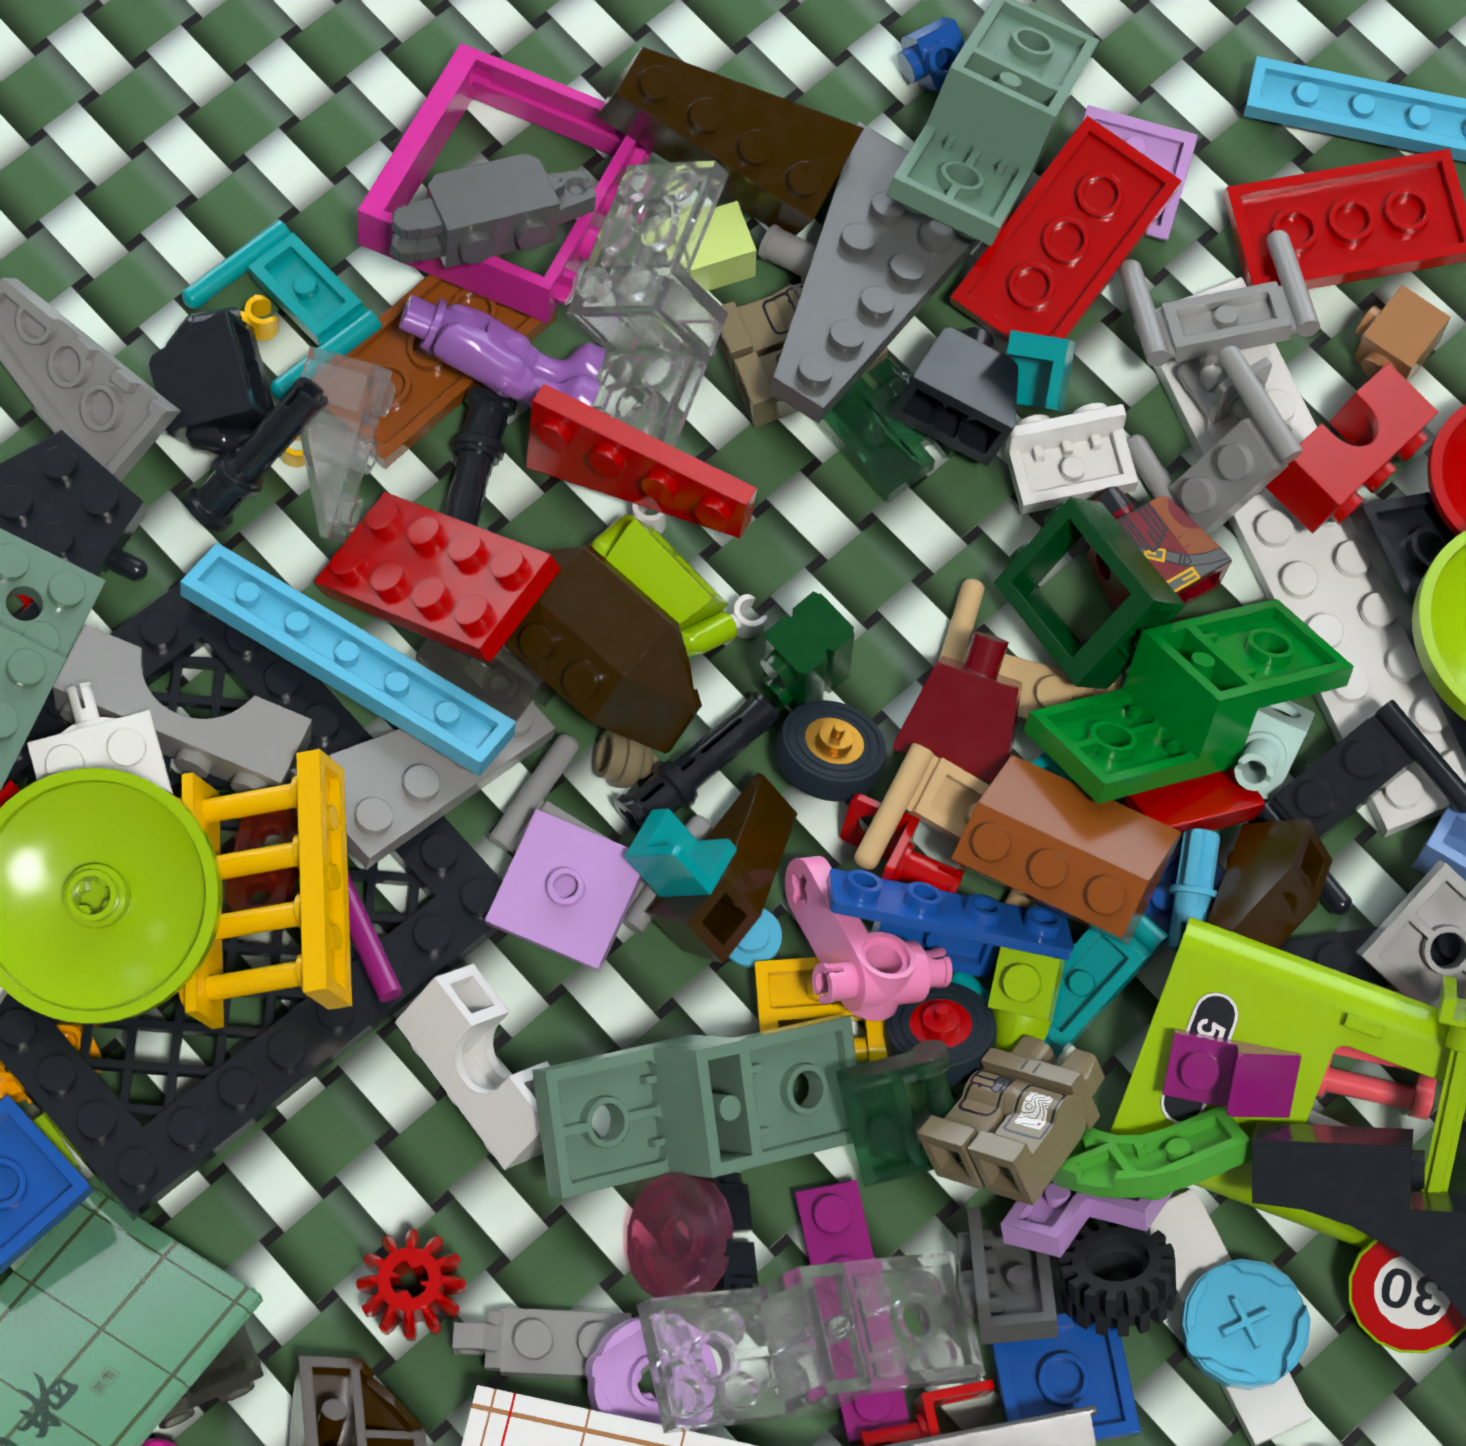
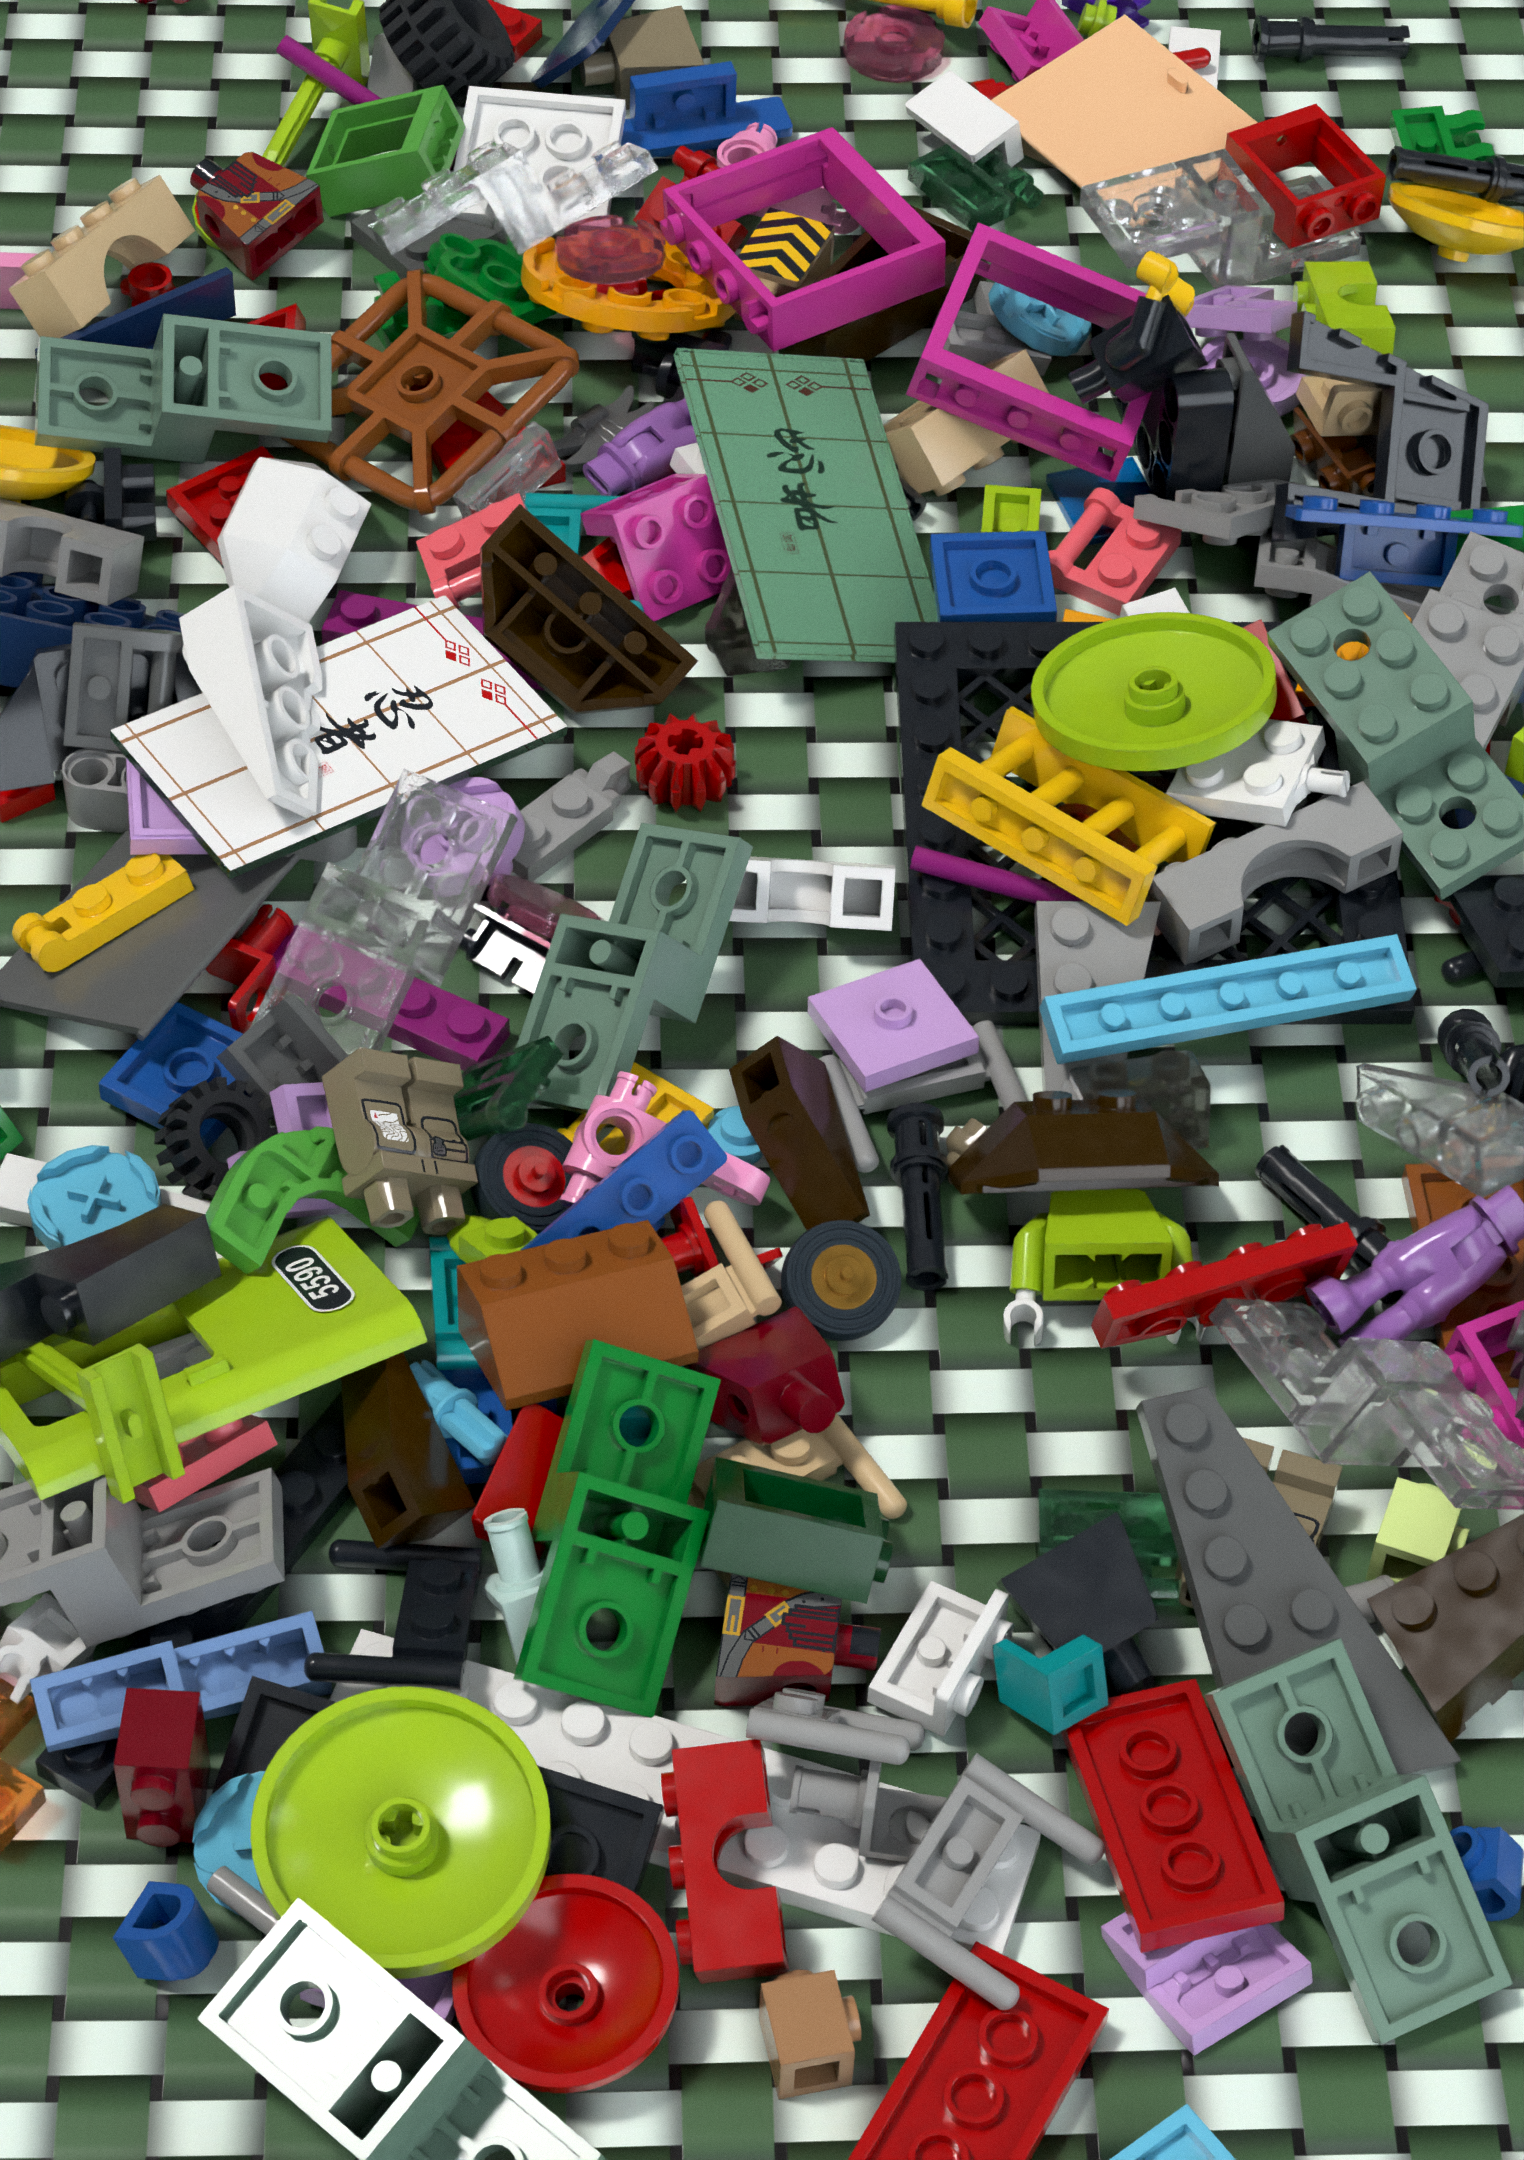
camera: 130 degrees right, 20 degrees down
(437, 576) = (1249, 1100): red plate -> none
(674, 859) = (842, 1081): teal panel -> none
(806, 653) = (937, 1302): dark green brick -> none
(1232, 1075) = (265, 1276): magenta slope -> none

